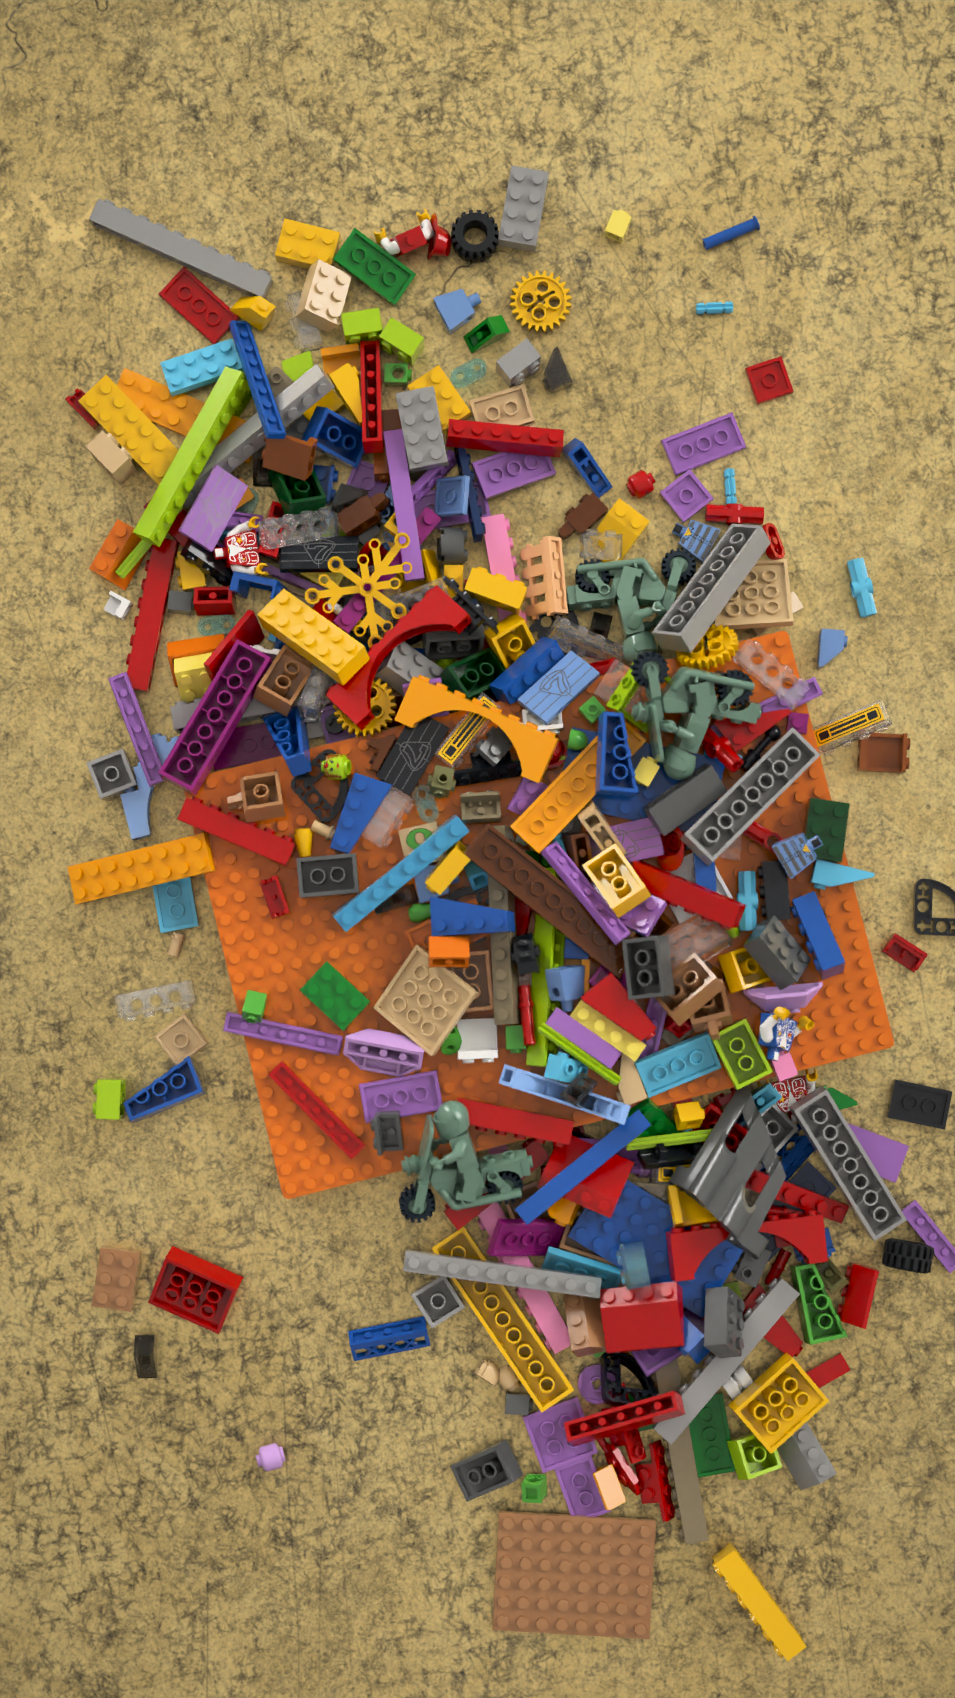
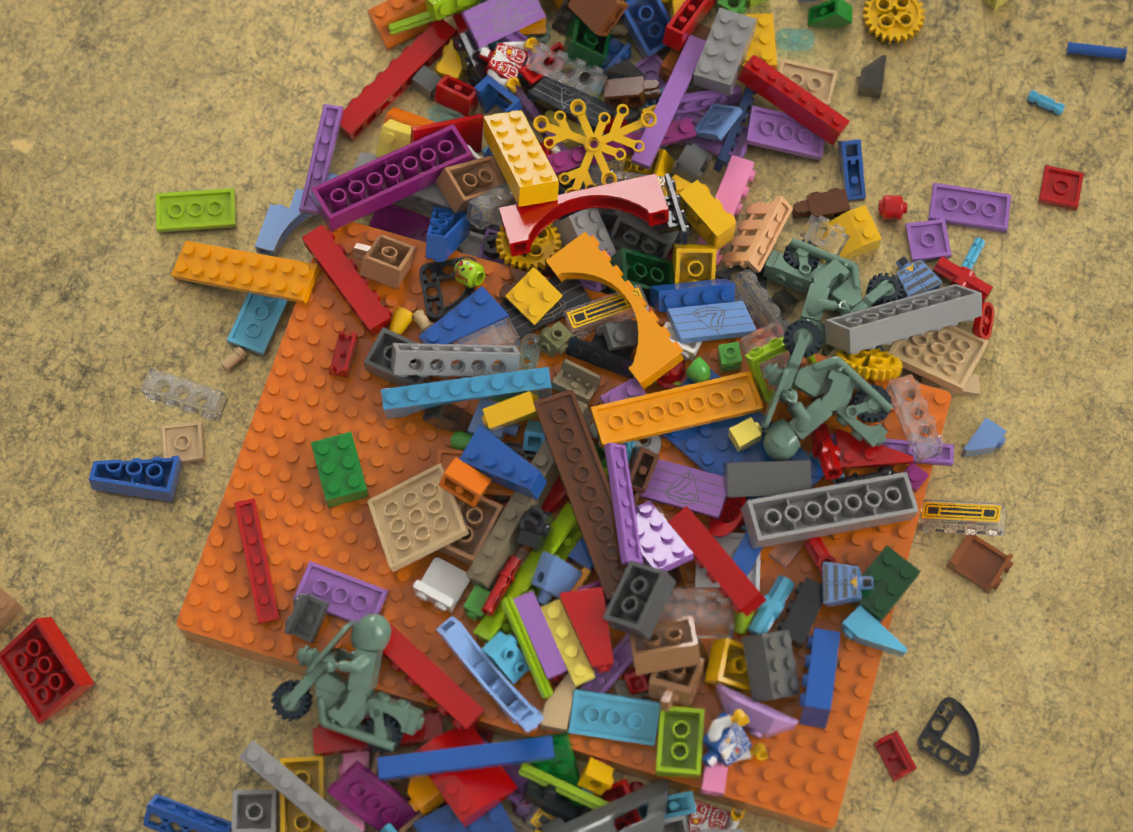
camera: 30 degrees right, 15 degrees down
(58, 835) = (195, 210): none -> lime plate
(109, 1098) = (84, 450): lime brick -> none
(112, 774) = (274, 184): light grey brick -> none
(118, 606) = (373, 57): white panel -> none
(254, 1006) = (261, 435): bright green brick -> none
(284, 1034) = (272, 477): medium lavender tile -> none
(375, 853) = (446, 353): none -> light grey brick
(383, 1052) = (348, 543): lavender wedge -> none
(401, 755) = (533, 296): none -> yellow plate
(452, 1043) = (417, 570): bright green piece -> none
(518, 363) = (843, 49): light grey brick -> none
(579, 1090) = (505, 679): clear smoke slope -> none
(598, 827) = (672, 464): tan slope -> none
(614, 764) = (720, 406): blue wedge -> none
(616, 880) = (658, 509): yellow brick -> none
(861, 587) = (1044, 406): medium azure piece -> none

